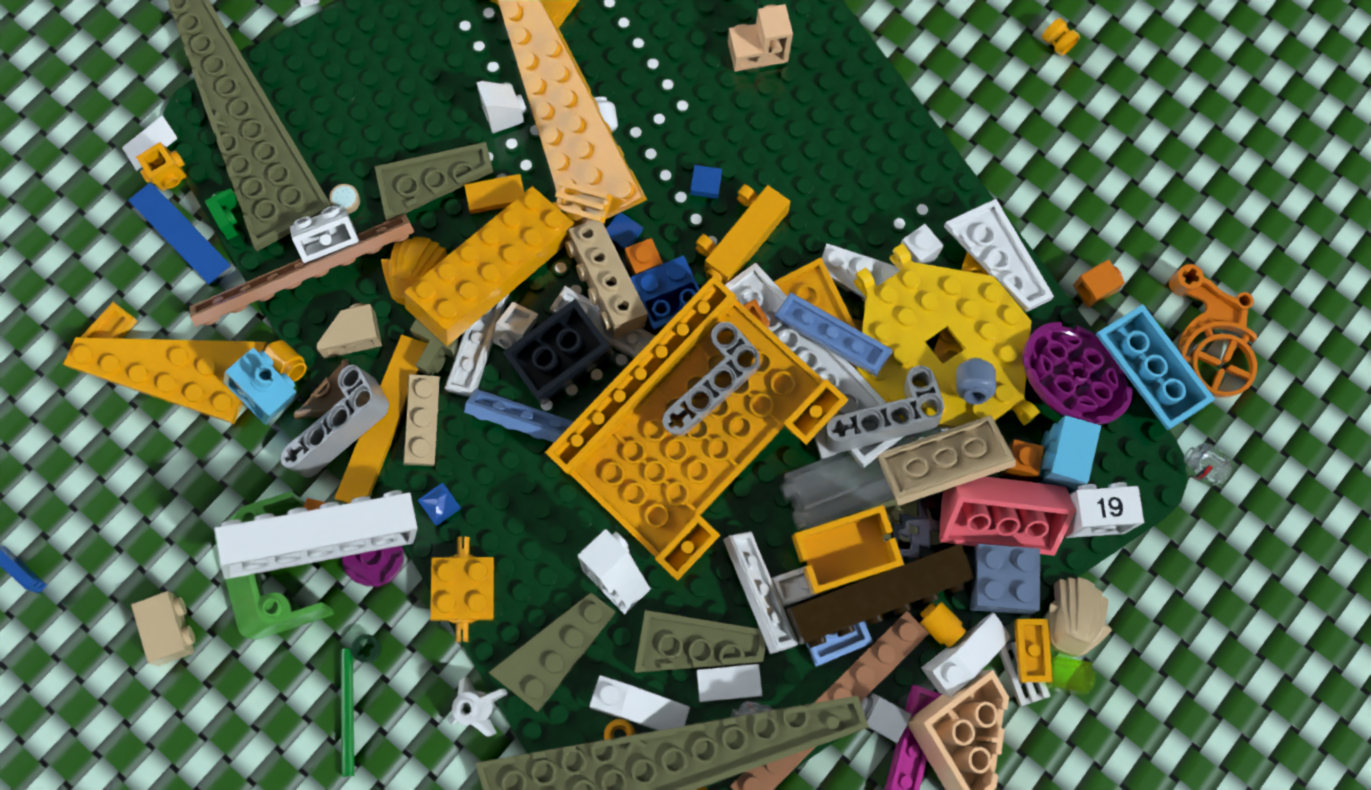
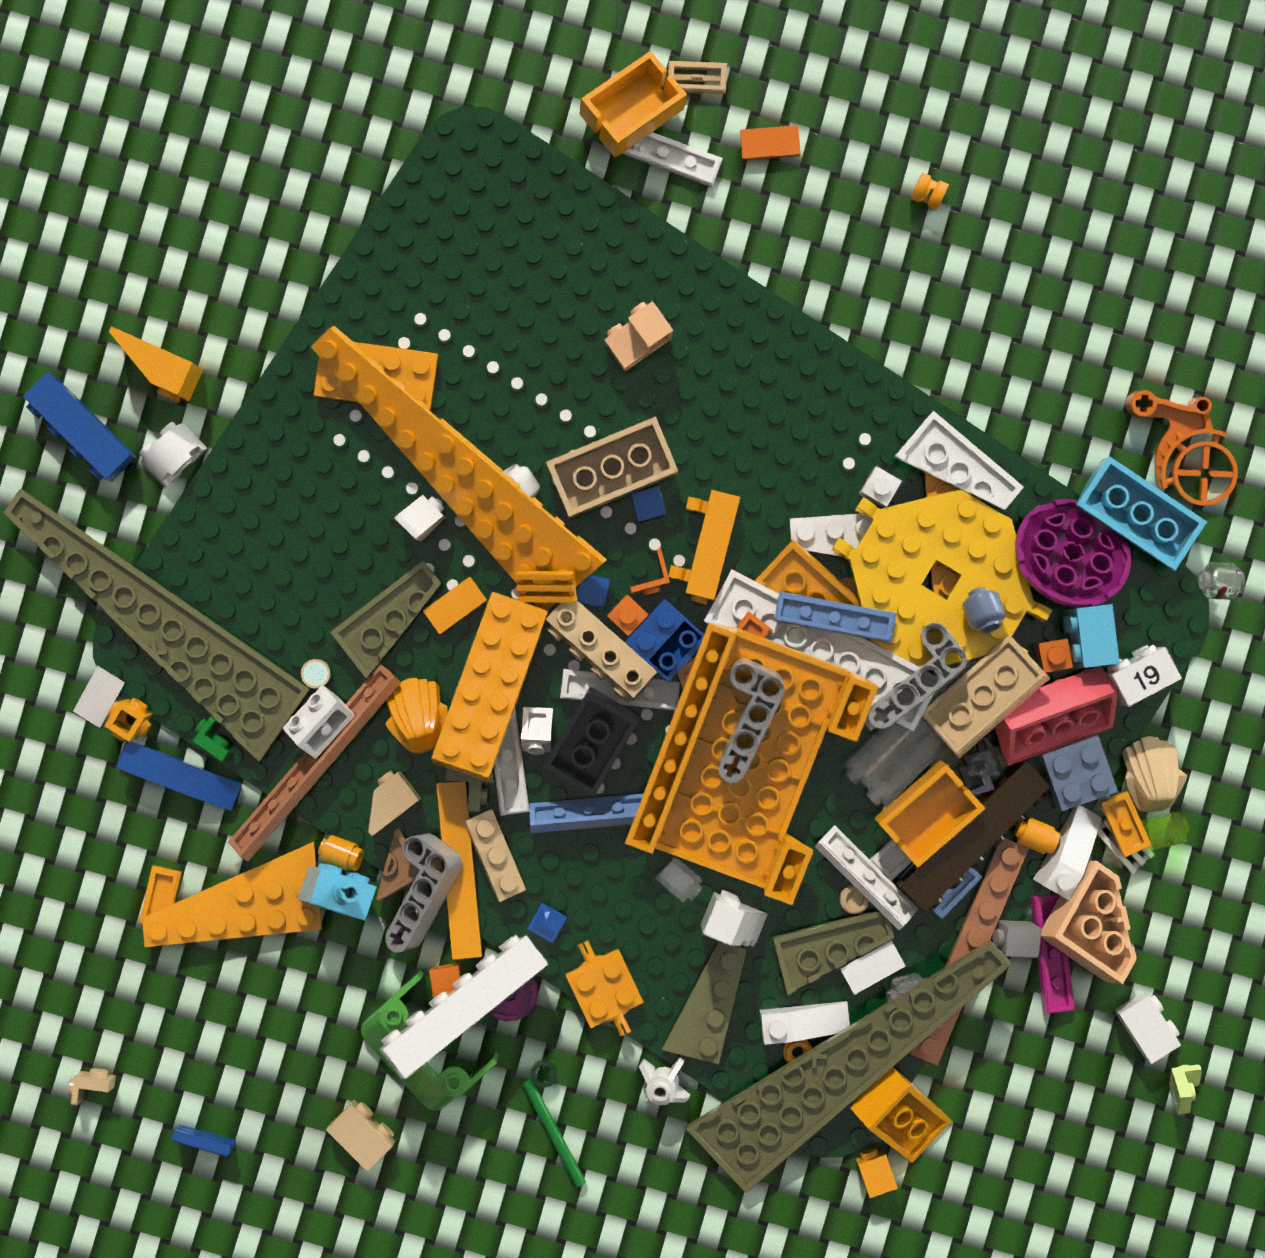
camera: 15 degrees left, 15 degrees up
(582, 516) = (680, 879): none -> clear brick
(676, 246) = (653, 586): none -> orange bracket
(687, 133) = (612, 467): none -> tan brick
(738, 610) = (853, 900): none -> tan tile
(1099, 283) = (1060, 442): orange brick -> none

